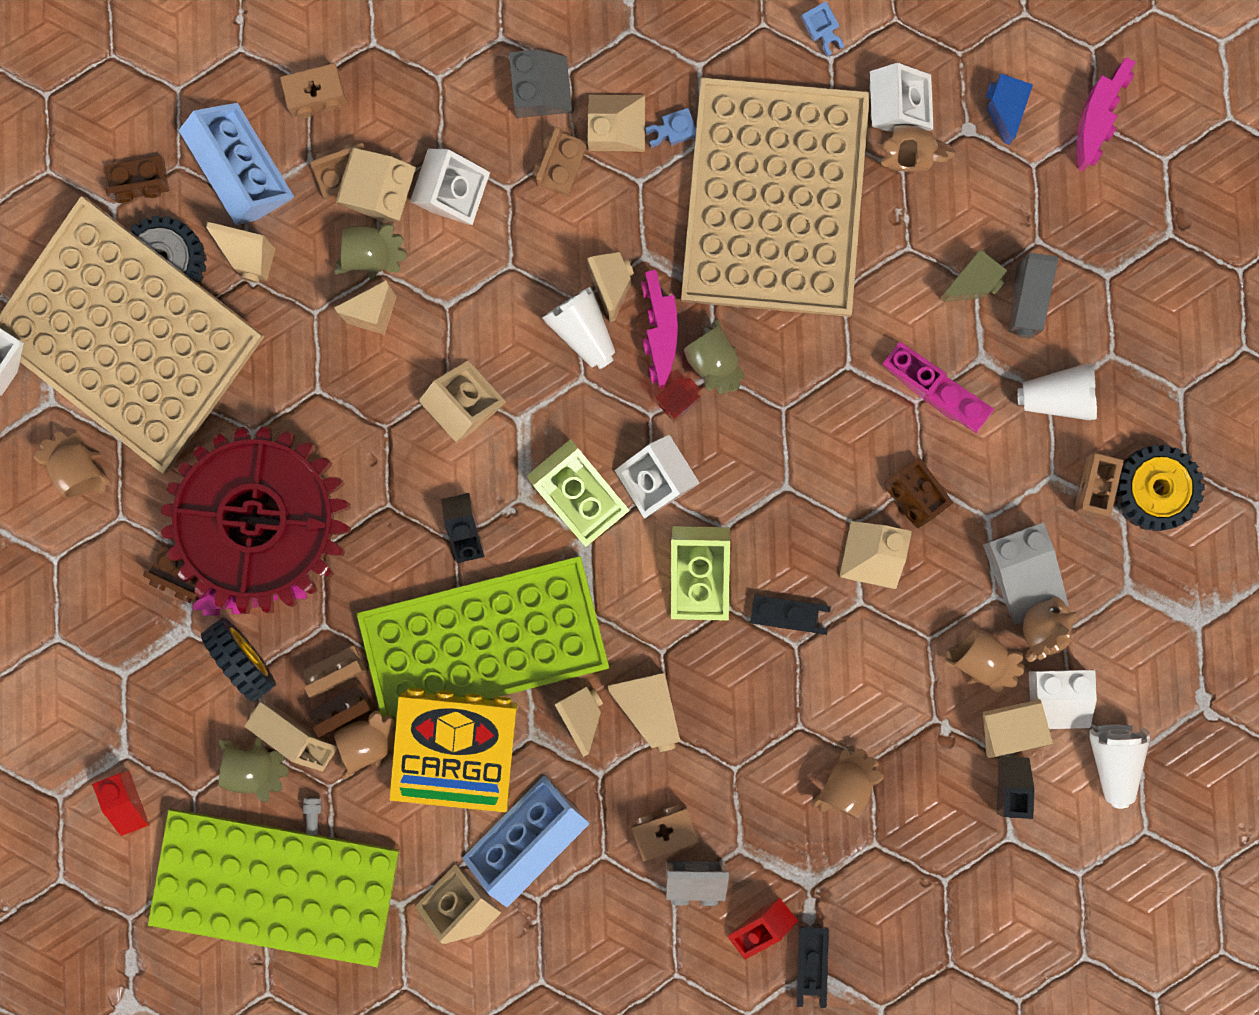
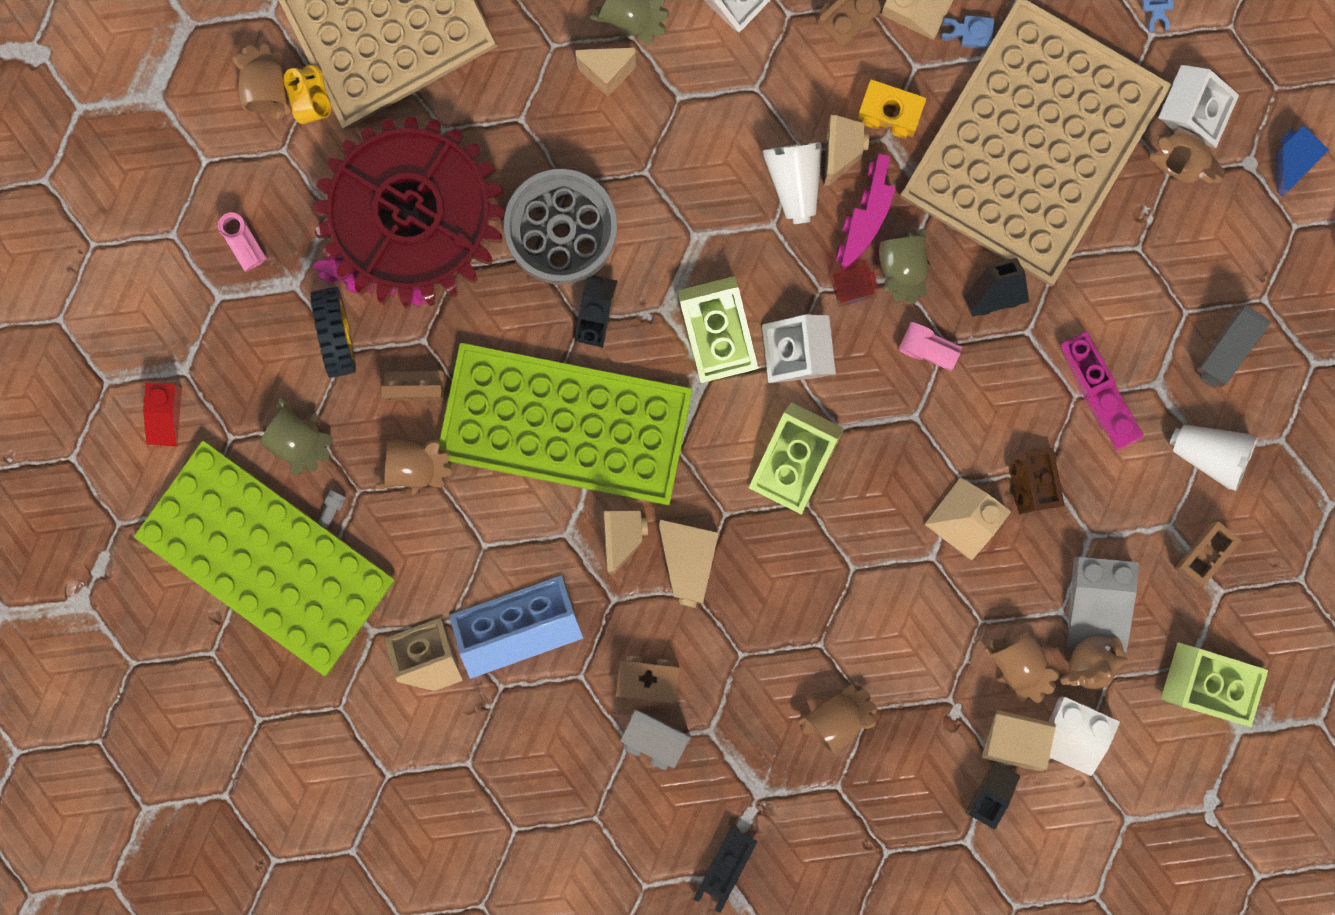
camera: 25 degrees right, 0 degrees up
(118, 459) = (308, 97): none -> yellow piece
(121, 617) = (242, 243): none -> bright pink piece
(165, 574) = (302, 221): reddish brown bracket -> none
(290, 737) = (345, 427): tan slope -> none
(341, 710) = (403, 425): reddish brown bracket -> none
(367, 445) = (542, 192): none -> light grey wheel
(453, 750) = (490, 510): yellow panel -> none
(461, 401) = (650, 192): tan slope -> none
(649, 217) = (908, 106): none -> yellow brick
(762, 420) = (922, 344): none -> bright pink piece
(763, 929) = (696, 812): red slope -> none
(787, 614) = (859, 535): black hinge -> none
(805, 340) = (998, 288): none -> black slope
(976, 280) = (1186, 308): olive slope -> none
(1119, 761) = (1102, 819): white cone -> none
(1158, 597) = (1214, 684): none -> yellowish green slope
(1180, 485) = (1287, 584): wheel -> none

